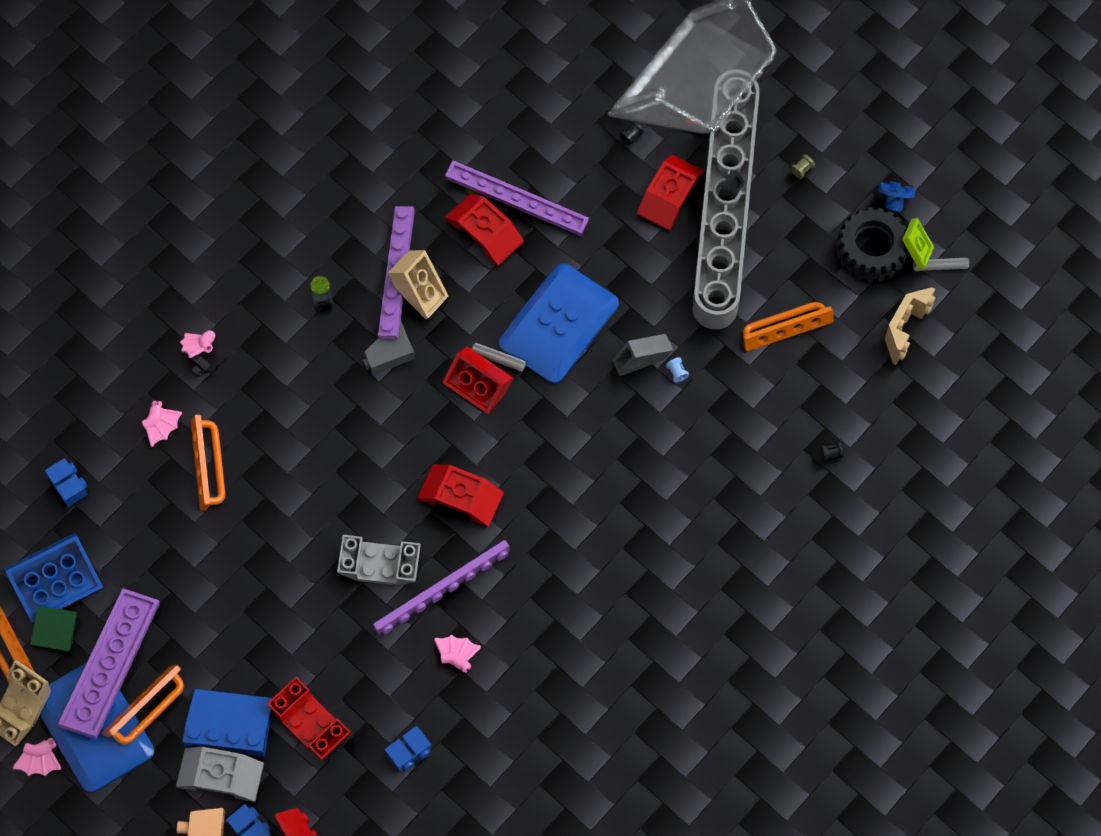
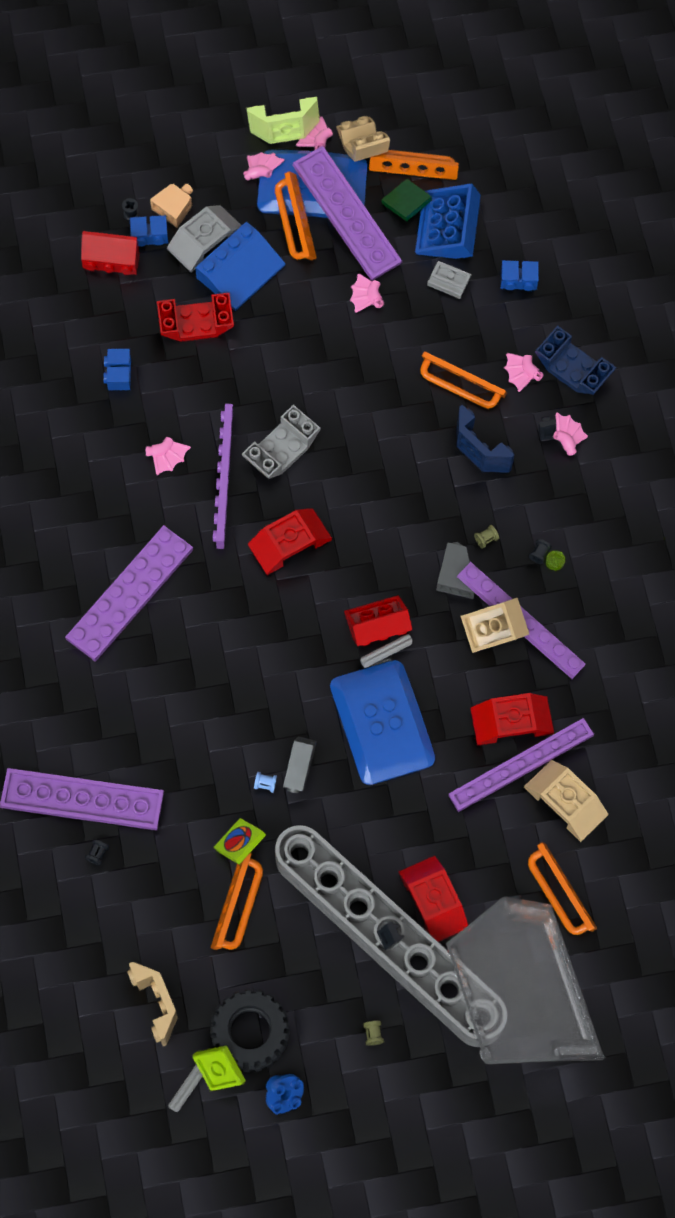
camera: 125 degrees right, 0 degrees up
(64, 805) = (284, 126): none -> yellowish green slope
(107, 779) = (261, 165): none -> bright pink arm
(112, 538) = (449, 279): none -> light grey plate
(125, 378) = (572, 364): none -> dark blue slope
(176, 599) = (366, 293): none -> bright pink arm
(254, 424) = (497, 460): none -> dark blue slope
(340, 347) = (486, 536): none -> olive bush
(518, 151) = (568, 798): none -> tan slope
(572, 139) = (588, 922): none -> orange piece
(602, 589) = (129, 593): none -> medium lavender plate
(740, 352) = (239, 841): none -> tile
(800, 494) = (82, 799): none -> medium lavender plate

